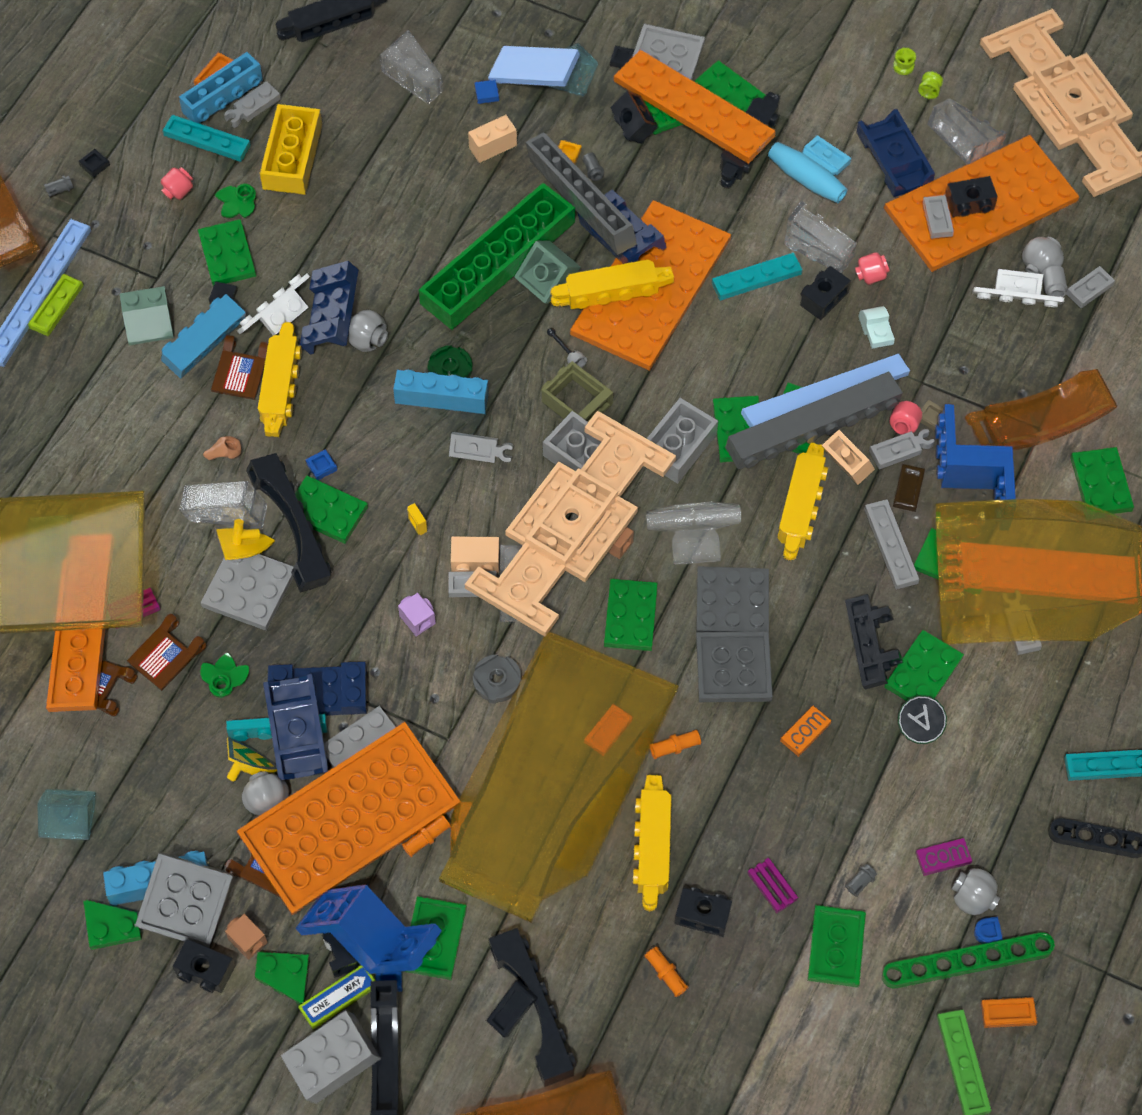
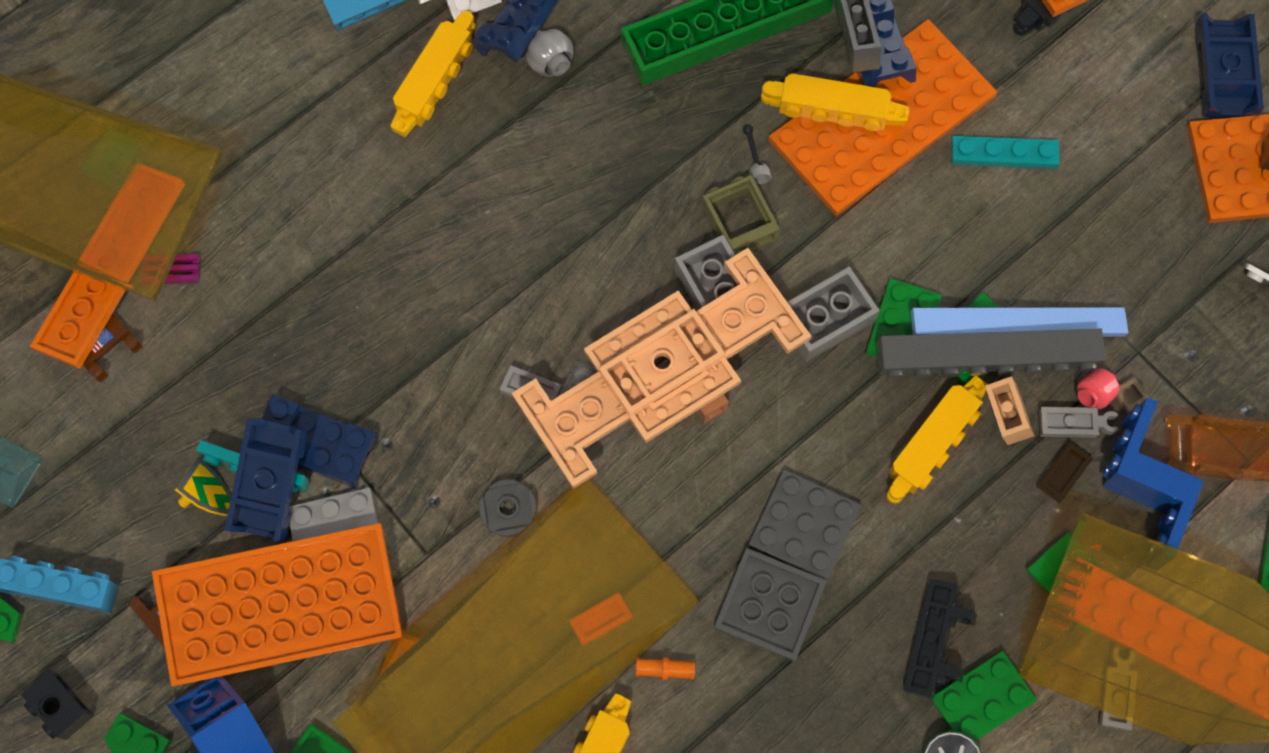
camera: 25 degrees right, 10 degrees up
(163, 656) = (177, 335): reddish brown flag -> none
(183, 899) = (63, 625): plate -> none
(223, 504) = (311, 192): clear wedge -> none
(224, 447) = (343, 127): nougat animal -> none
(224, 673) = (228, 380): green plate -> none
(239, 373) = (396, 45): reddish brown flag -> none
(241, 542) = (312, 242): yellow shield -> none
(245, 936) = (114, 690): nougat brick -> none
(249, 589) = (298, 294): light grey plate -> none
(264, 792) = (206, 537): light grey plant -> none
(270, 477) = (366, 180): black arch -> none
(321, 464) = (435, 186): blue tile -> none
(330, 509) = (417, 239): green plate -> none
(417, 519) = (505, 290): yellow tile -> none
(417, 613) = (456, 398): lavender brick -> none
(426, 835) = (351, 658): orange pin -> none
(441, 391) = (596, 153): dark azure brick -> none
(450, 361) = (621, 127): dark green tile -> none
(471, 552) = (546, 356): light nougat brick -> none
(478, 448) = (607, 234): light grey plate -> none
(545, 268) = (773, 55): sand green slope -> none
(630, 614) = (685, 494): green plate -> none
(694, 528) = (800, 421): clear plate -> none
(805, 731) = (816, 714): orange tile -> none
(814, 166) = (1127, 47): medium azure plate -> none
(817, 240) = (1092, 139): clear wedge -> none
(821, 303) = (1061, 212): black brick -> none
(872, 268) = (1140, 194): coral head -> none
(876, 326) = (1113, 266): light aqua brick -> none
(891, 544) = (1013, 533): light grey plate -> none
(938, 216) = (1243, 162): light grey plate -> none

